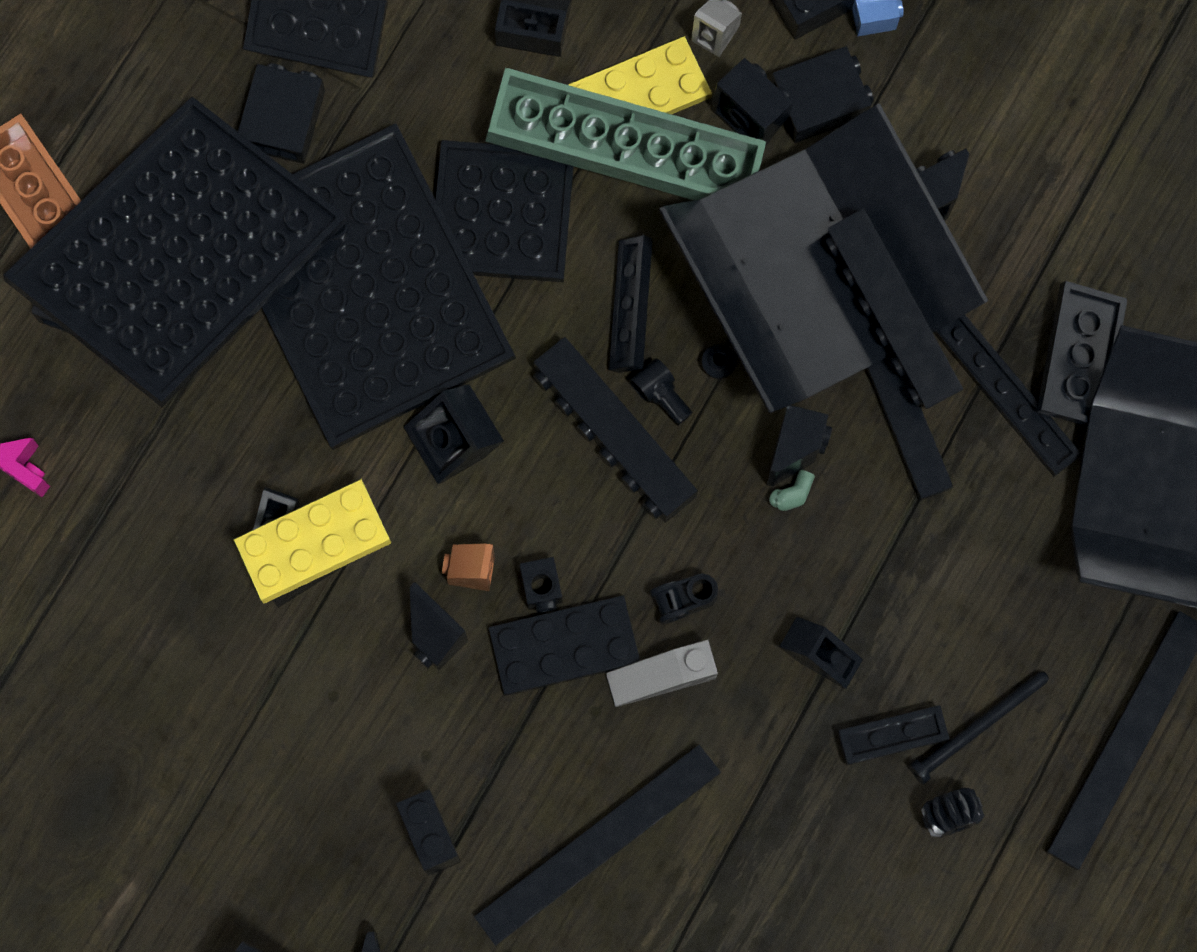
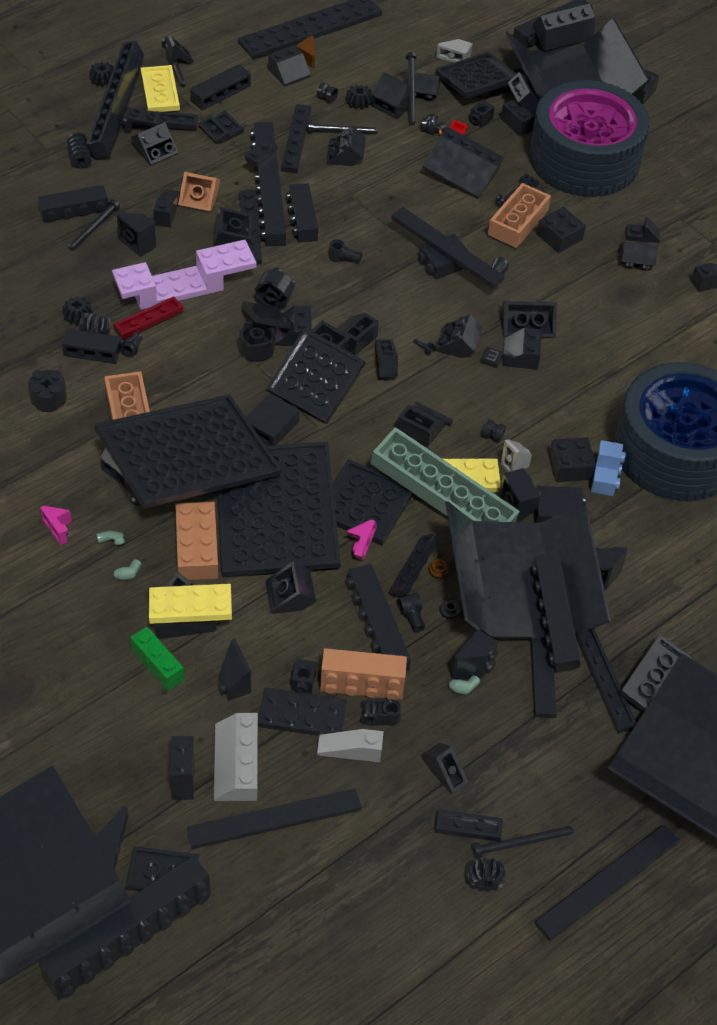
camera: 20 degrees right, 25 degrees down
(119, 448) = (111, 535): none -> sand green arm
(178, 507) = (128, 573): none -> sand green arm
(263, 405) = (197, 540): none -> nougat brick
(298, 650) = (157, 658): none -> green brick
(470, 566) = (270, 652): nougat slope -> none
(497, 770) = (236, 758): none -> light grey slope
(531, 283) = (364, 534): none -> dark pink slope
(635, 548) = (363, 674): none -> nougat brick
(671, 282) = (439, 564): none -> reddish brown plate

